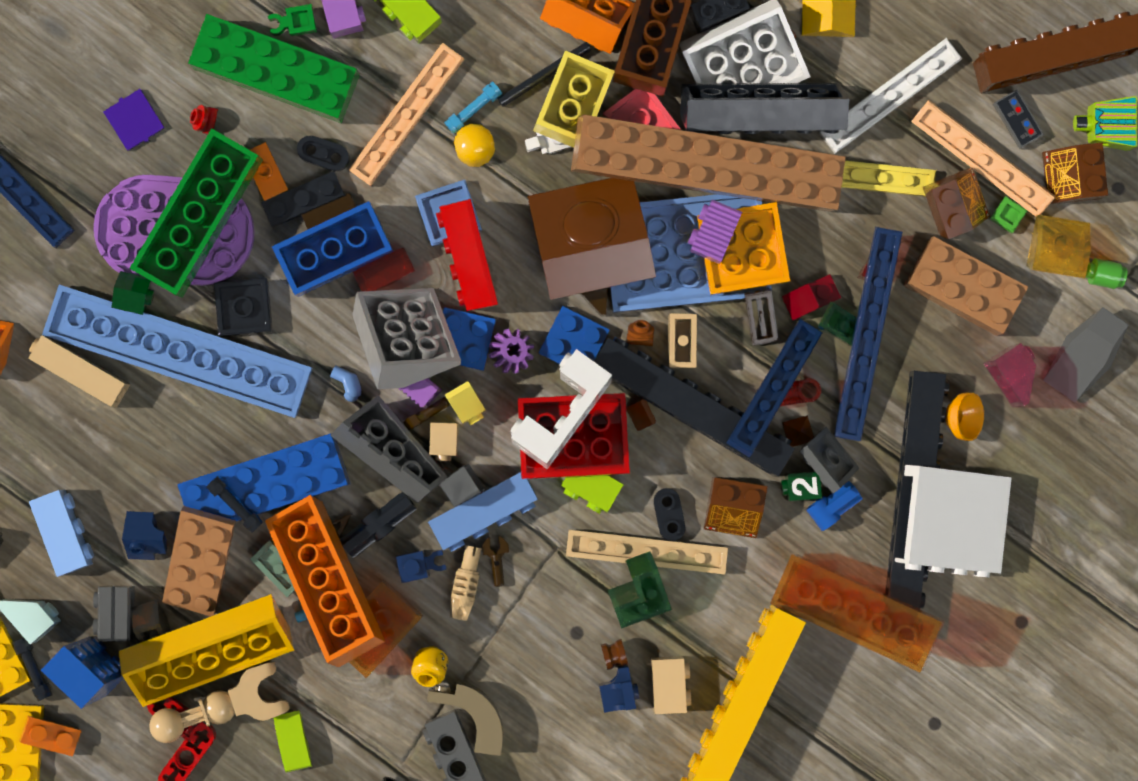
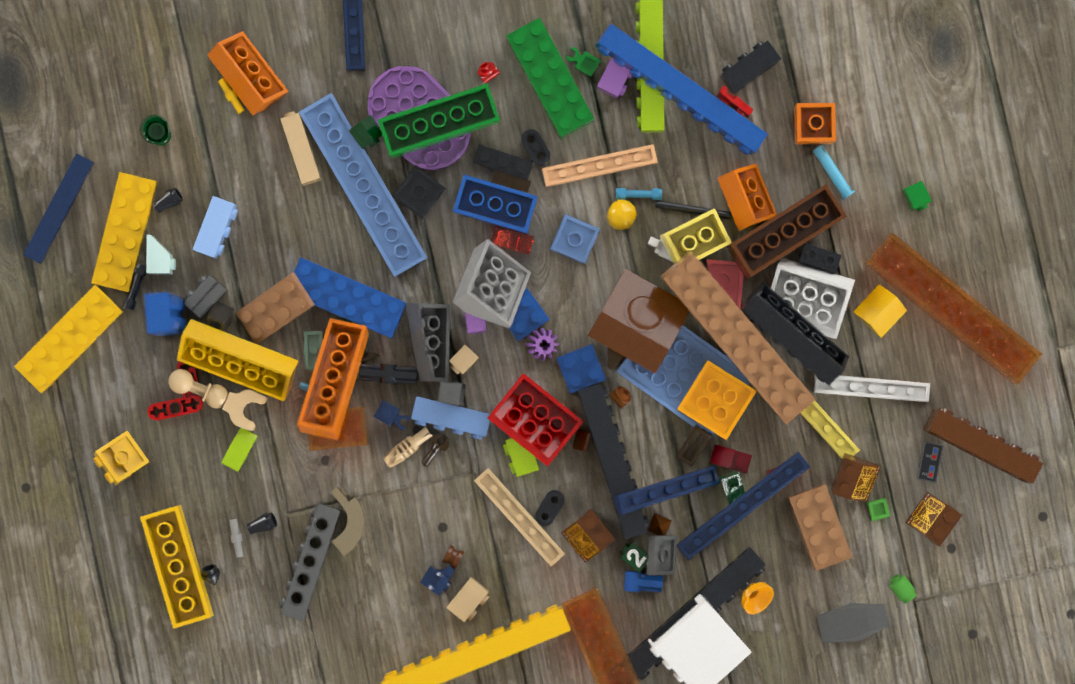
camera: 45 degrees right, 0 degrees up
(50, 736) = (113, 331): orange plate -> none
(133, 119) = (450, 38): dark purple piece -> none
(142, 537) = (256, 268): dark blue brick -> none
(218, 487) = (322, 312): black bar -> none
(268, 176) = (495, 134): orange plate -> none
(350, 382) = (441, 283): medium blue arm -> none
(422, 416) = (467, 337): dark brown bar -> none
(429, 666) = (348, 474): yellow head -> none
(466, 403) = (493, 351): light yellow slope -> none
(468, 255) = (565, 271): red slope -> none
(585, 378) = (569, 398): white plate -> none
(642, 596) = (496, 539): clear green brick -> none
(682, 341) = (639, 420): tan brick -> none
(715, 231) = (709, 377): medium lavender brick -> none
(795, 395) = (674, 504): clear red piece -> none
(983, 158) = (891, 466): light nougat tile -> none
(1013, 373) = (803, 596): clear pink slope -> none
(1060, 246) = (890, 551): clear yellow slope -> none
(1111, 123) = (977, 509): torso -> none

